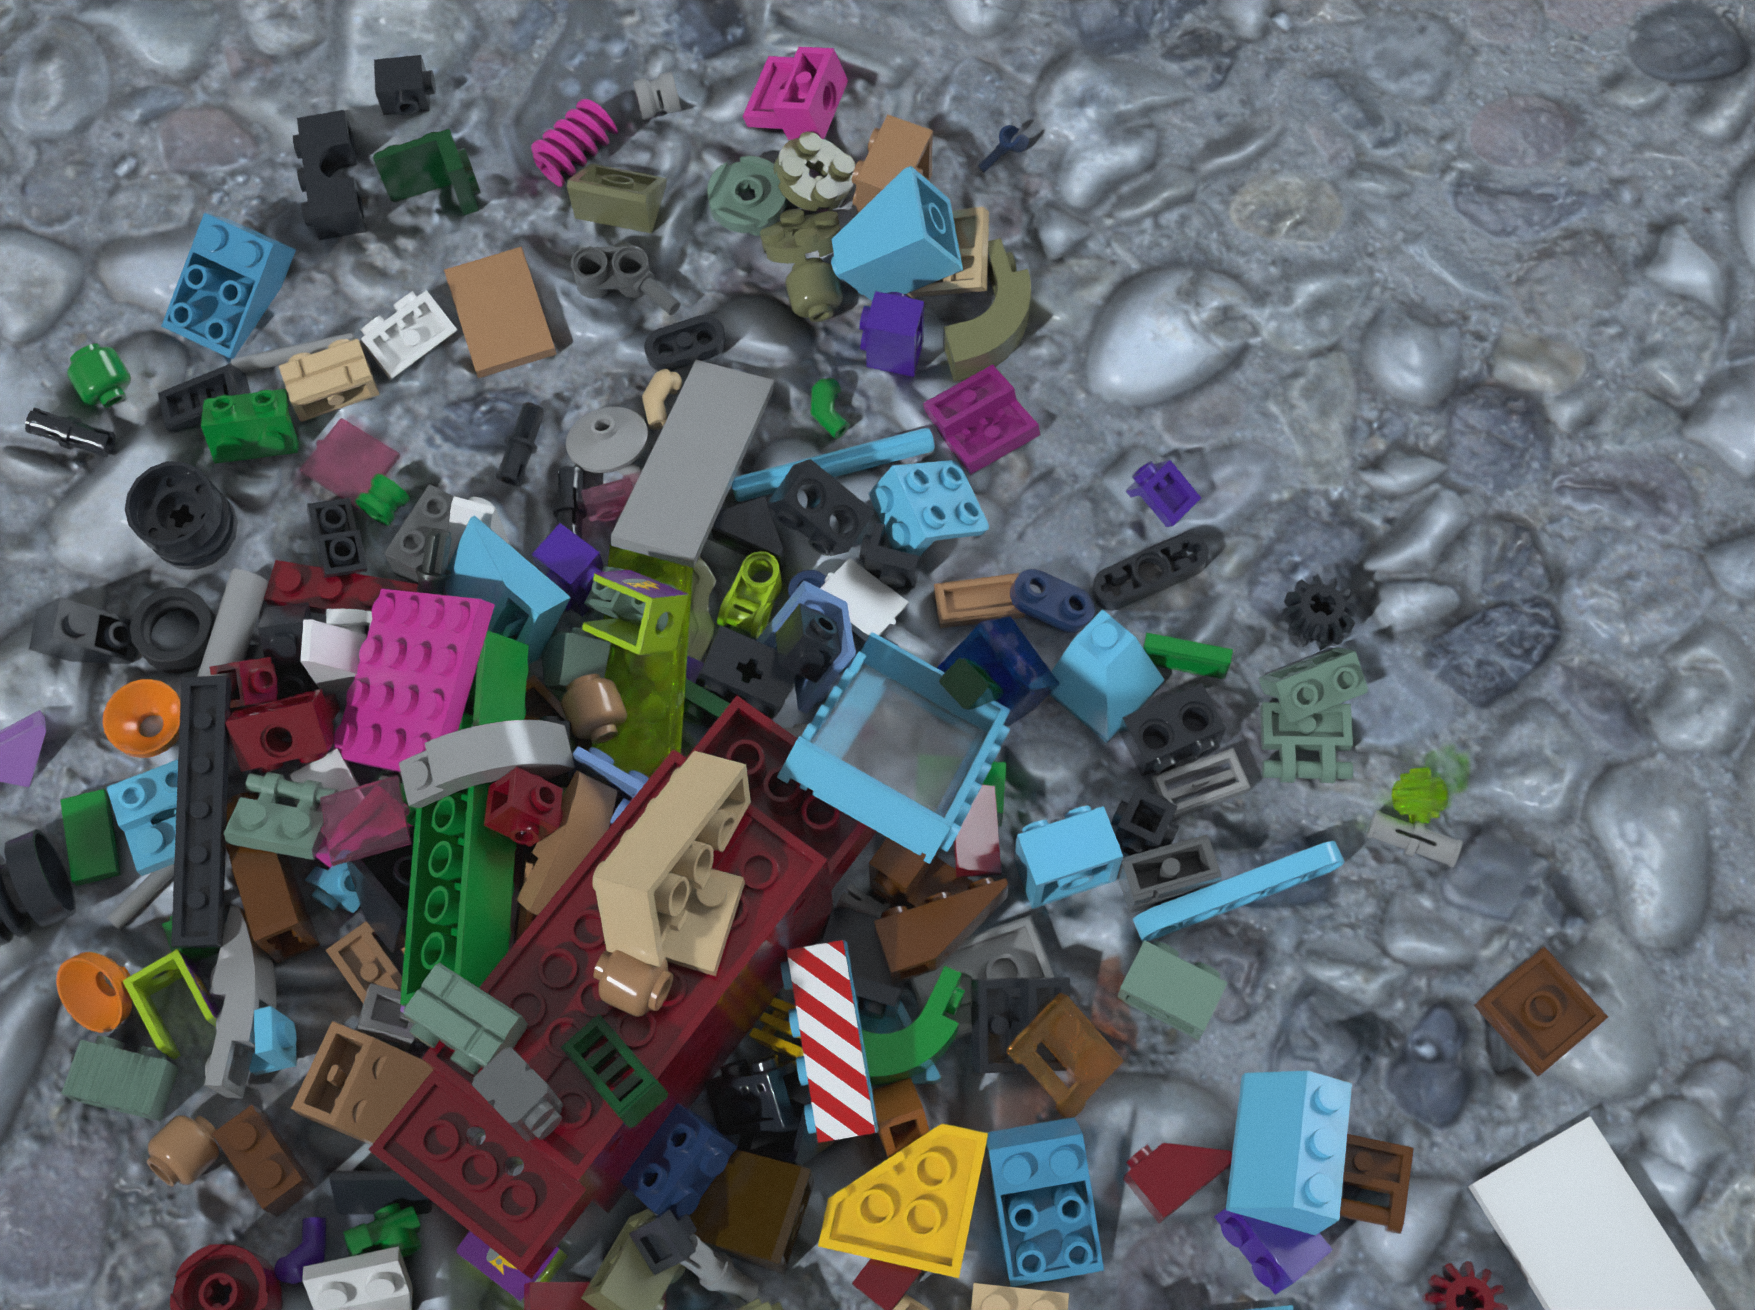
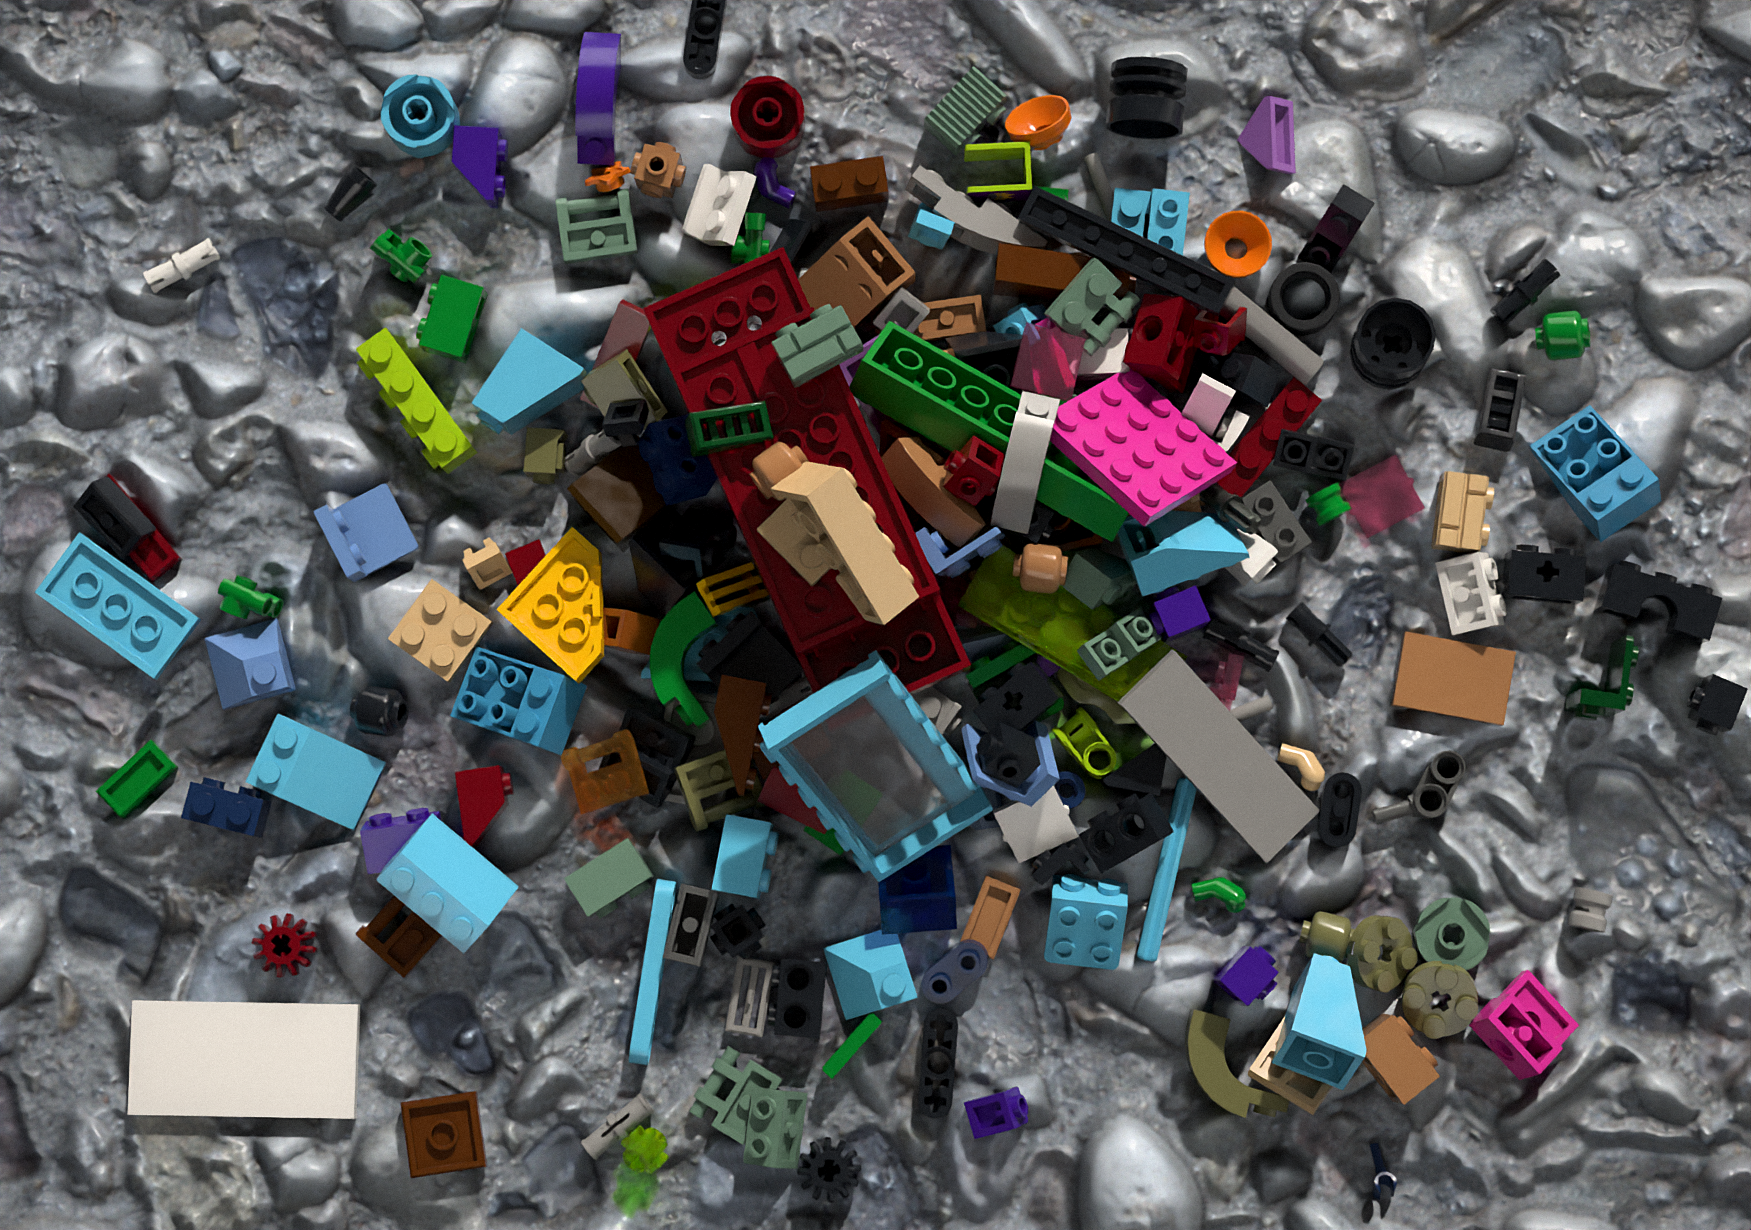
camera: 120 degrees right, 15 degrees up
(90, 837) = (1168, 167): green tile -> none
(183, 1150) = (889, 132): medium nougat head -> none
(248, 426) = (1451, 431): green bracket -> none
(282, 355) = (1505, 497): light grey bar -> none
(355, 279) = (1523, 583): none -> black brick
(519, 1095) = (737, 353): dark grey brick -> none
(570, 139) = (1579, 814): dark pink piece -> none
(607, 439) = (1272, 708): light grey dish -> none
(616, 197) = (1512, 829): olive slope -> none
(658, 600) = (1094, 637): lime piece -> none
(831, 1041) = (695, 604): brick -> none
(970, 684) = (910, 860): dark green slope -> none
(981, 419) = (1141, 1009): magenta slope -> none
(1010, 943) = (708, 777): none -> olive plate

